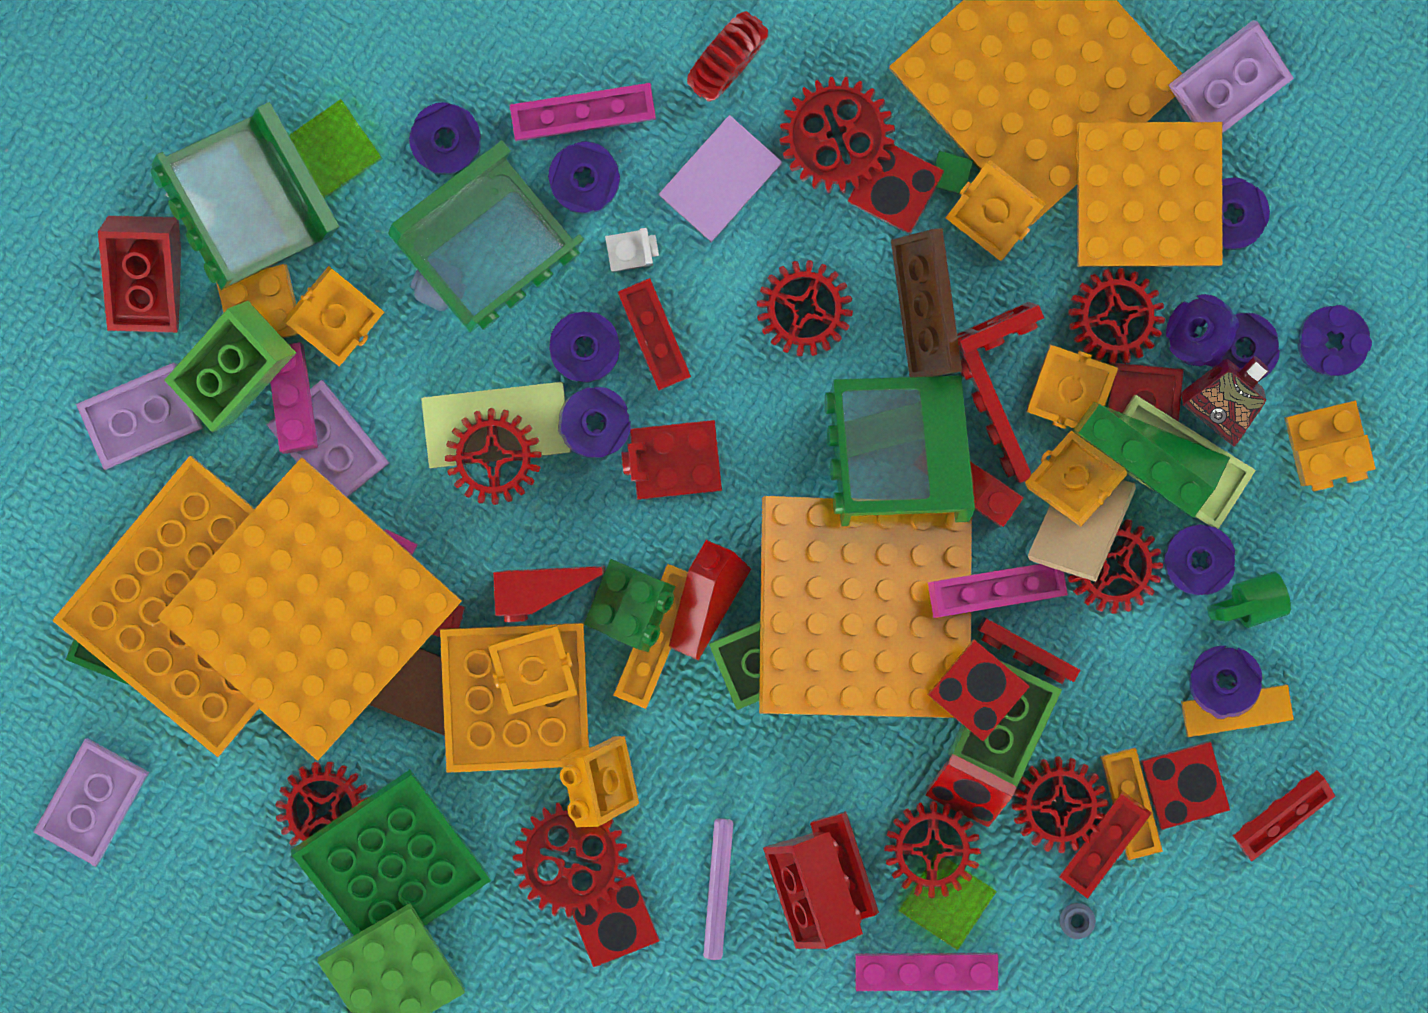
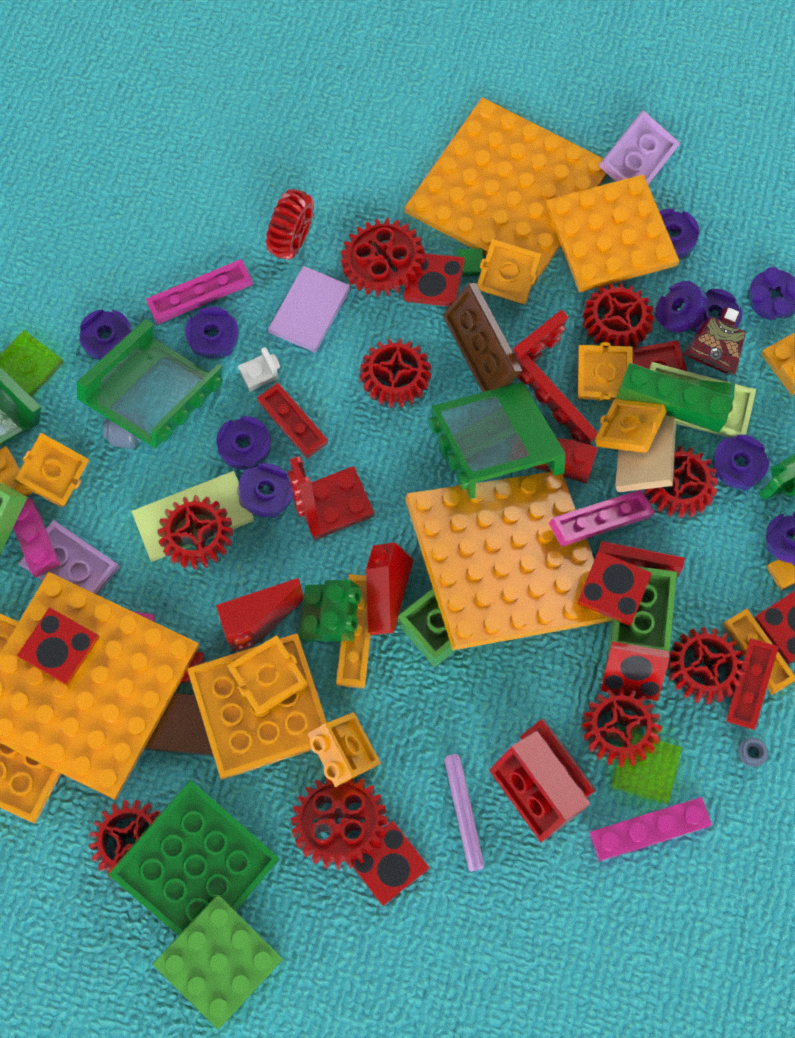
camera: 15 degrees left, 20 degrees down
(293, 562) = (58, 646): none -> red tile

